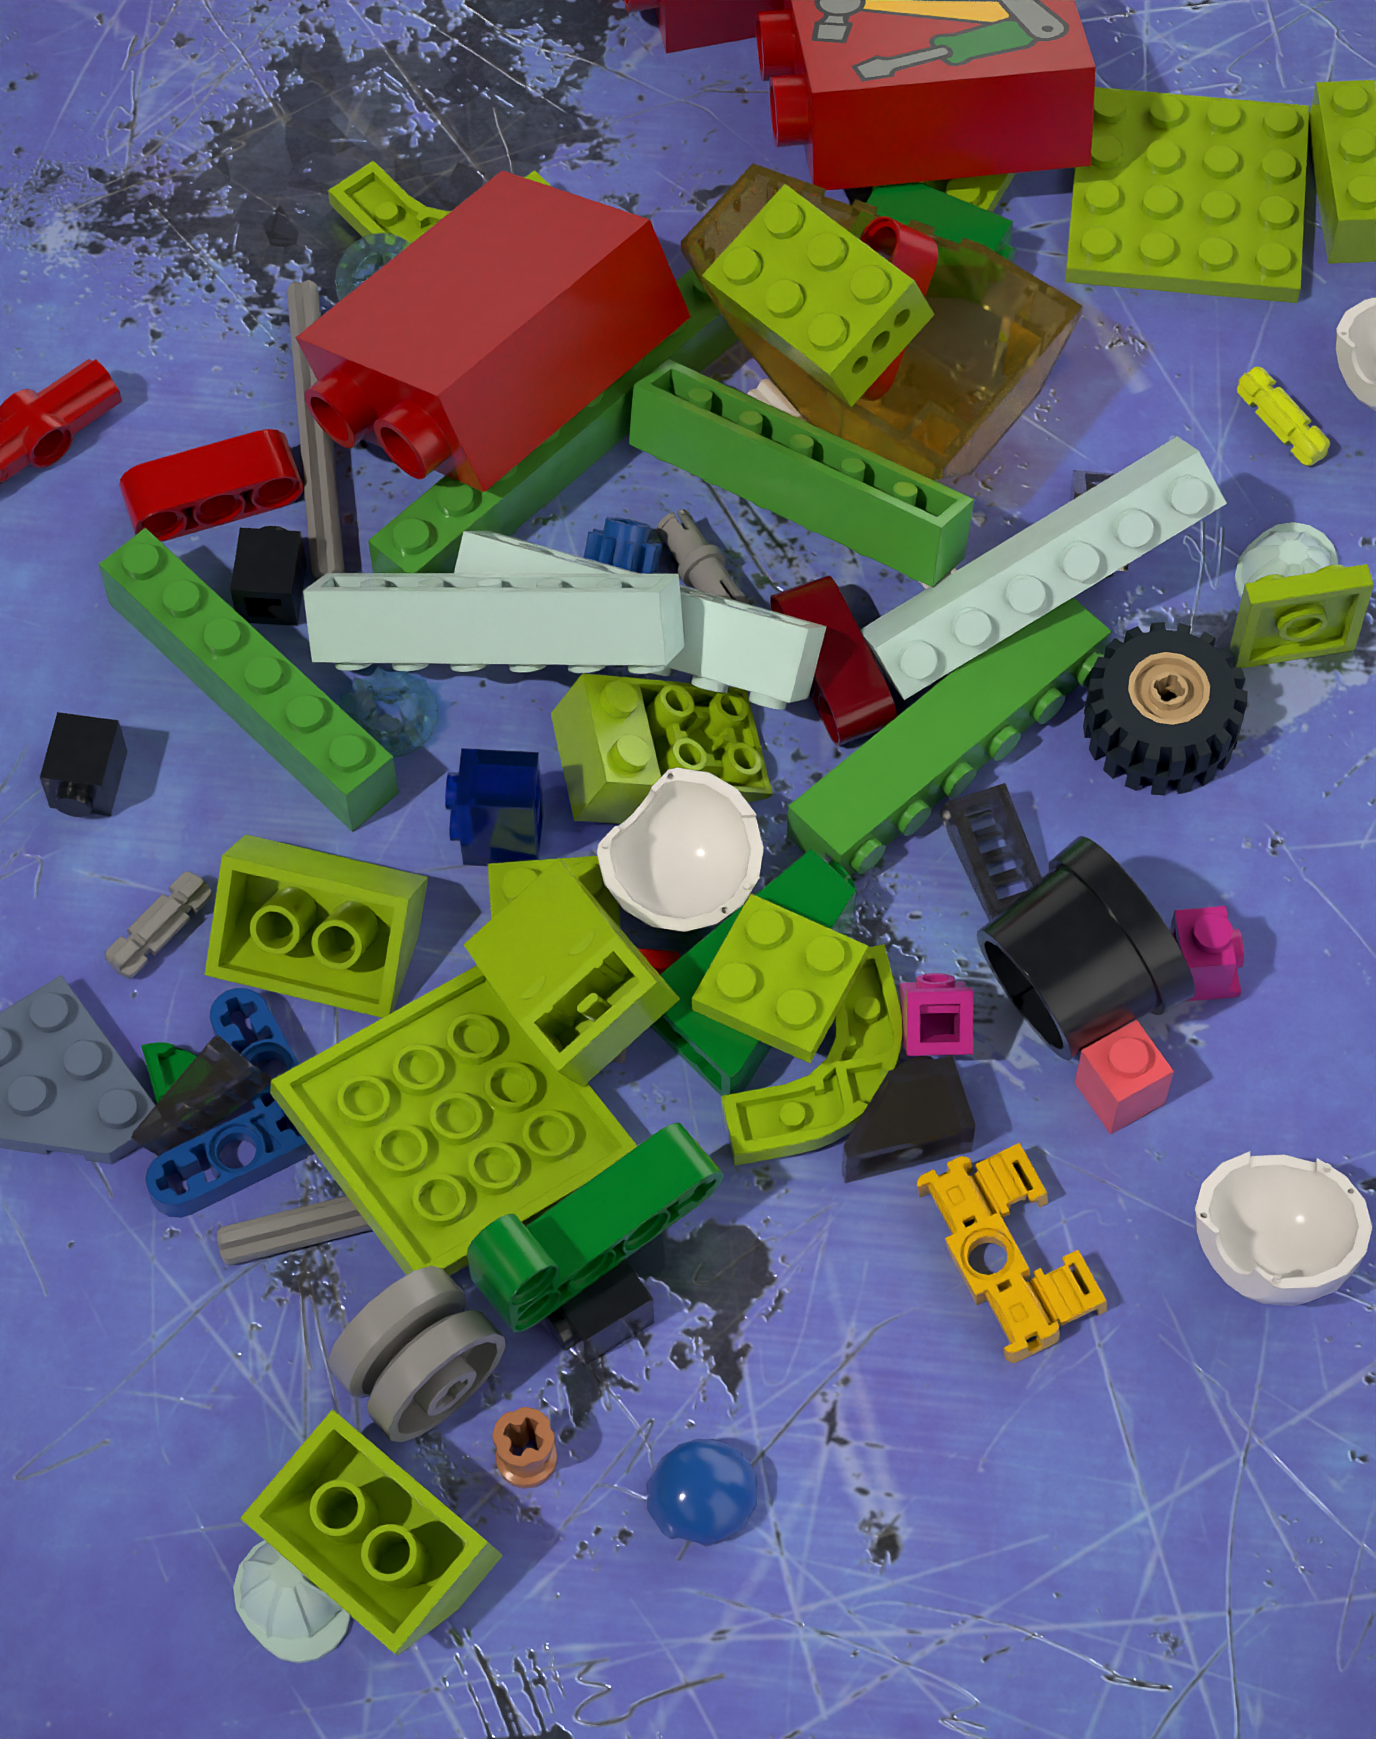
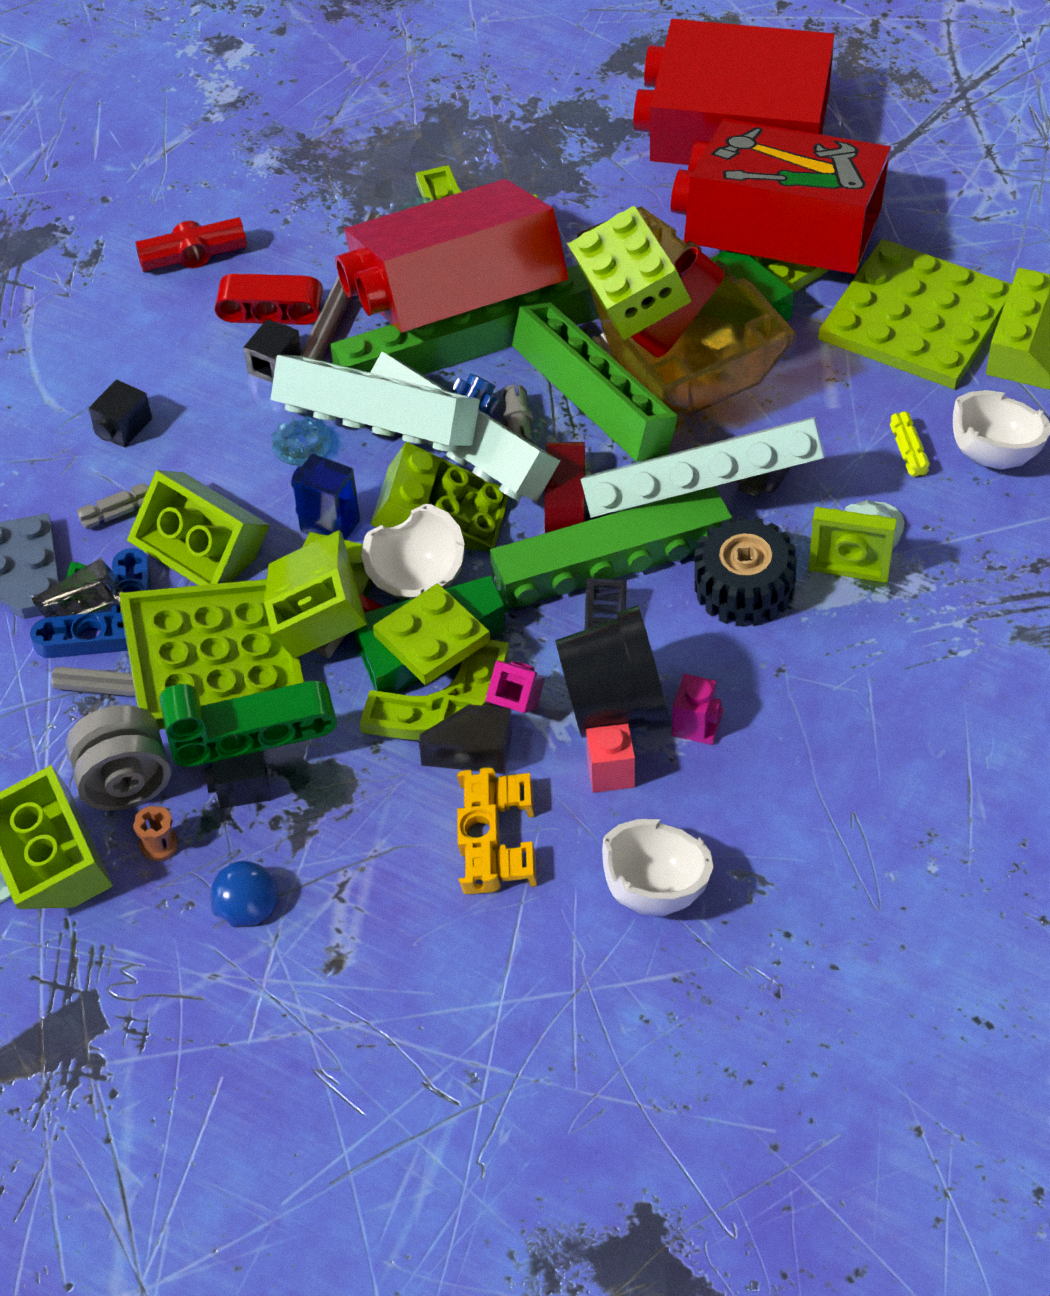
camera: 25 degrees right, 10 degrees down
(250, 679) = (232, 399): bright green brick -> none

